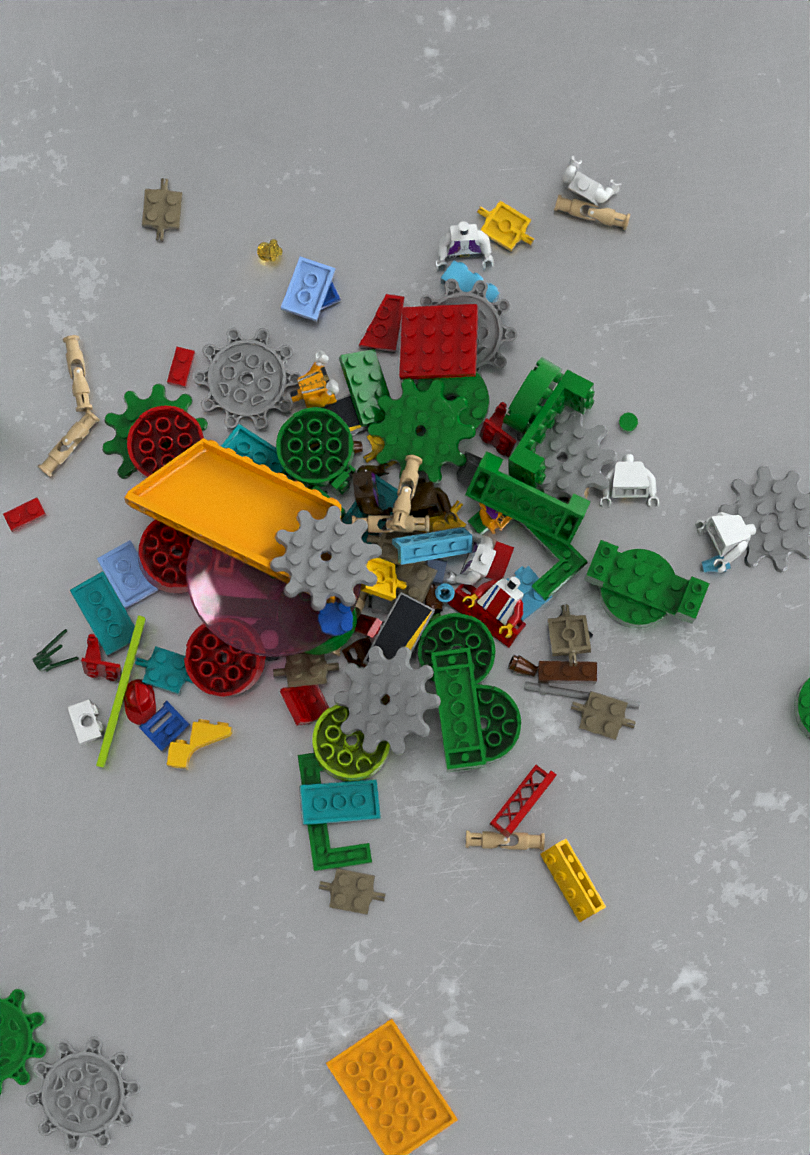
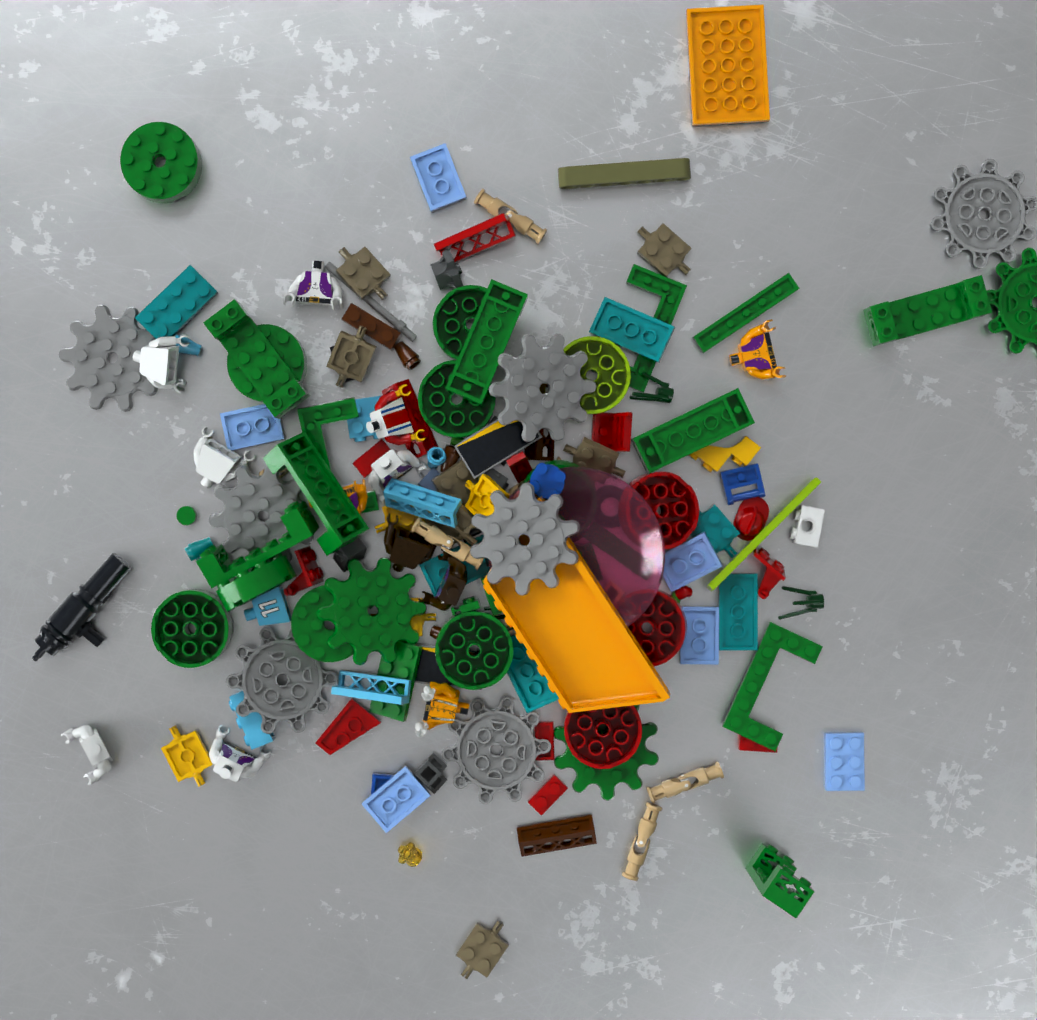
camera: 145 degrees left, 10 degrees up
(60, 608) = (772, 640): none -> green plate
(86, 973) = (927, 311): none -> green plate
(155, 338) = (556, 833): none -> reddish brown fence
(164, 601) = (682, 593): none -> red arm
(172, 630) = (690, 562): none -> light blue plate
(215, 417) = (545, 730): none -> red tile
(216, 846) = (757, 353): none -> light orange torso
(234, 743) = (692, 431): none -> green plate
(247, 878) = (745, 312): none -> green plate
(279, 762) = (662, 394): none -> dark green plant
(291, 326) = (431, 773): none -> dark grey brick
(373, 364) = (375, 695): none -> medium azure fence
(403, 503) = (427, 552): tan piece -> none
(427, 938) = (624, 173): none -> olive beam
(438, 341) = (309, 681): red plate -> none
(507, 383) = (270, 608): none -> medium azure torso
(530, 757) = (447, 271): none -> dark grey brick
(570, 312) = (171, 630): none -> green brick
(572, 880) = (473, 147): yellow brick -> none
(589, 837) = (438, 177): none -> light blue plate
(602, 398) = (196, 548): none -> teal cone
(604, 215) = (93, 713): tan piece -> none
(620, 525) = (250, 427): none -> light blue plate
(635, 677) = (315, 288): none -> white torso
(668, 293) = (80, 608): none -> black piece
(746, 594) = (176, 304): none -> teal plate

